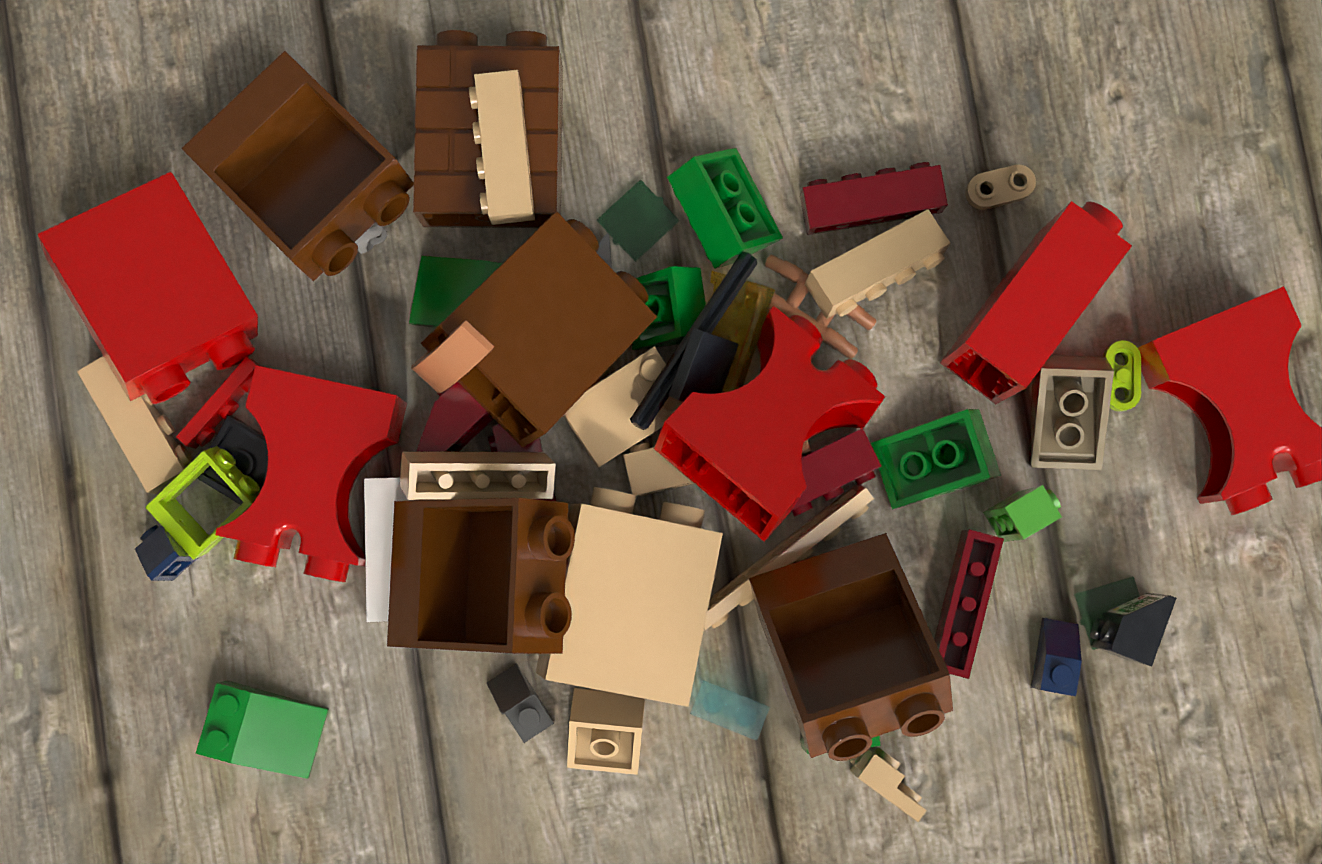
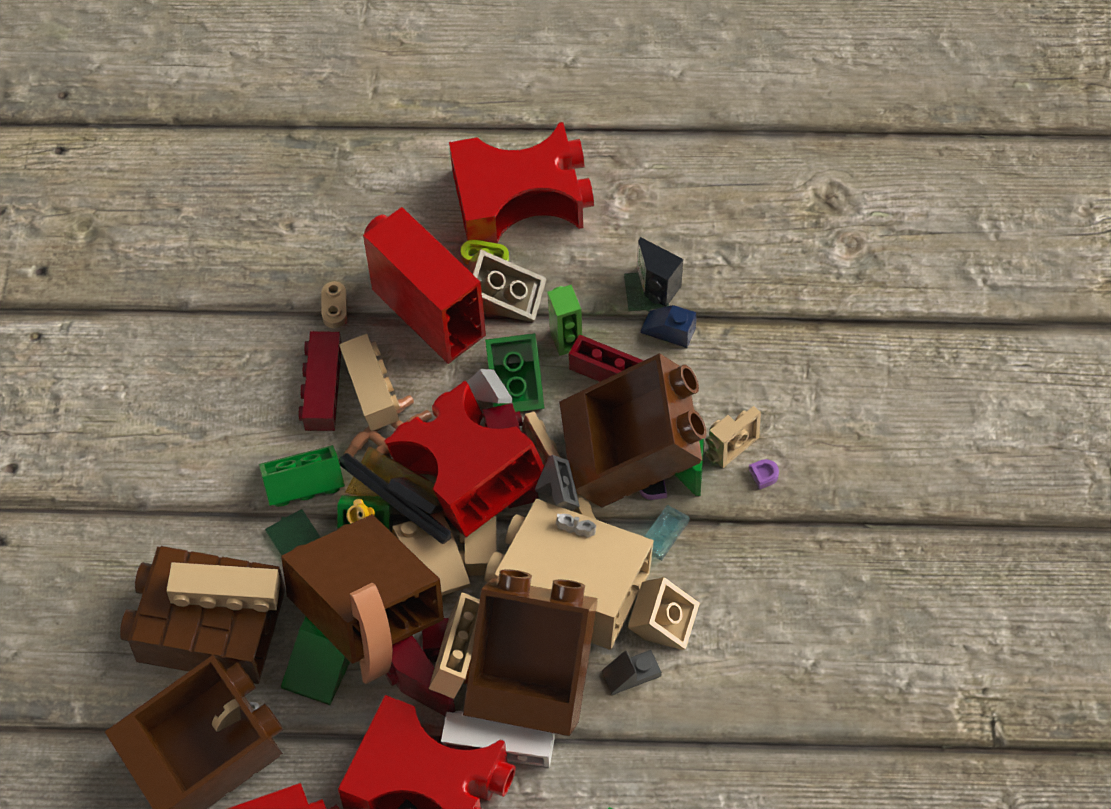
camera: 75 degrees left, 25 degrees down
(329, 195) = (228, 717): none -> tan tile
(660, 299) = (358, 506): none -> yellow plate
(685, 588) = (570, 524): none -> light grey piece
(759, 559) = (558, 482): none -> dark grey slope
(850, 830) = (764, 473): none -> medium lavender tile
(893, 428) = (488, 387): none -> light grey slope

